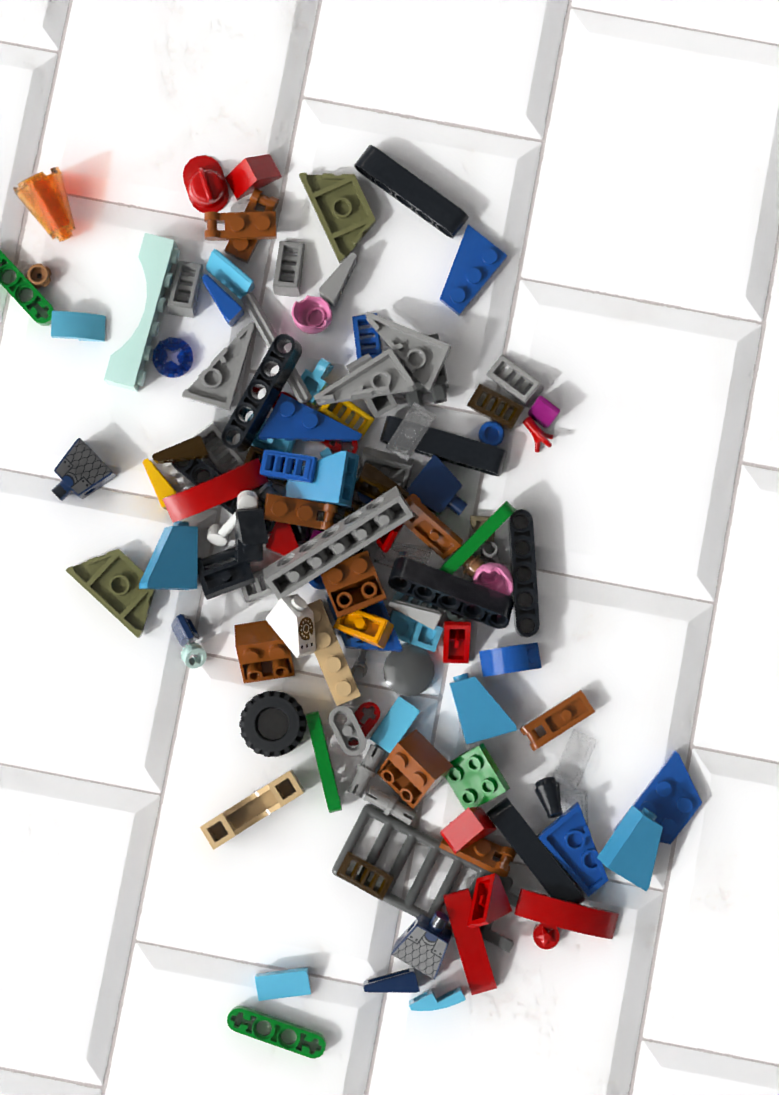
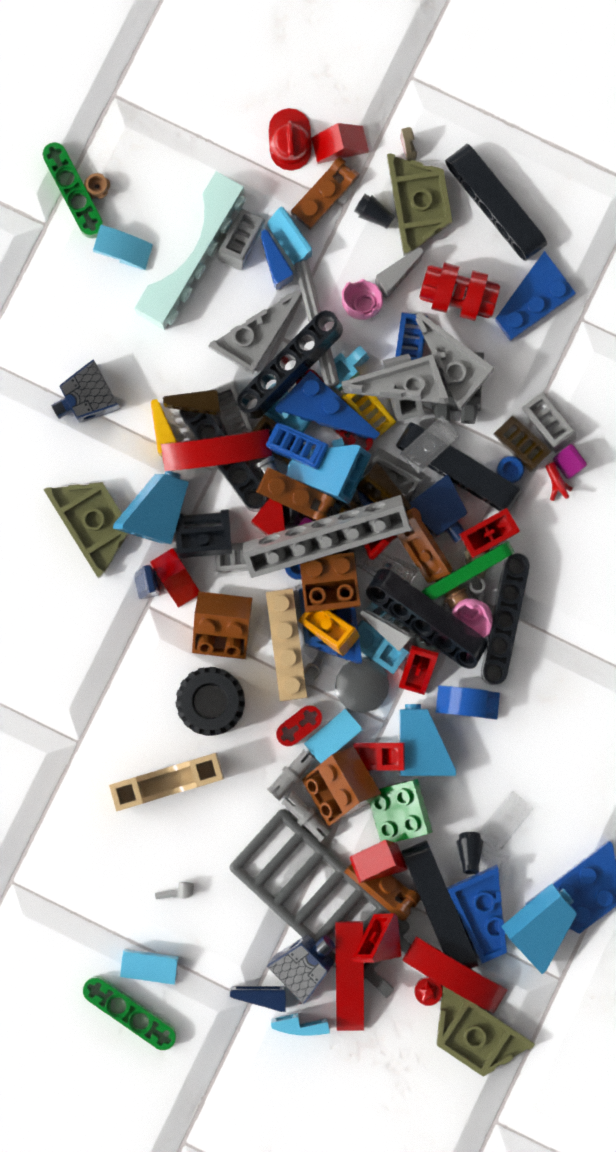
camera: 10 degrees right, 0 degrees up
(48, 203) = (126, 114): clear orange cone -> none
(170, 368) = (204, 315): clear blue gear -> none
(195, 649) = (152, 604): light aqua bush -> none
(209, 618) = (175, 577): none -> red slope
(217, 533) = (244, 475): white bar -> none
(241, 226) = (314, 190): dark orange plate -> none
(250, 535) = (239, 504): black slope -> none
(283, 284) = (346, 263): light grey slope -> none
(294, 624) = (259, 607): white slope -> none
(296, 905) = (184, 891): none -> light grey hand
(301, 230) = (373, 211): none -> black cone
(313, 155) = (407, 143): none -> dark tan tile
(324, 762) = (251, 754): green beam -> none
(345, 731) = (284, 729): light grey plate -> none
(388, 877) = (283, 891): dark brown slope -> none
(419, 283) = (478, 299): none -> red piece
(444, 730) = (382, 756): none -> red slope
(487, 498) = (489, 533): none -> red slope
(558, 719) = (499, 776): dark orange plate -> none
(601, 964) = (476, 1035): none -> olive wing

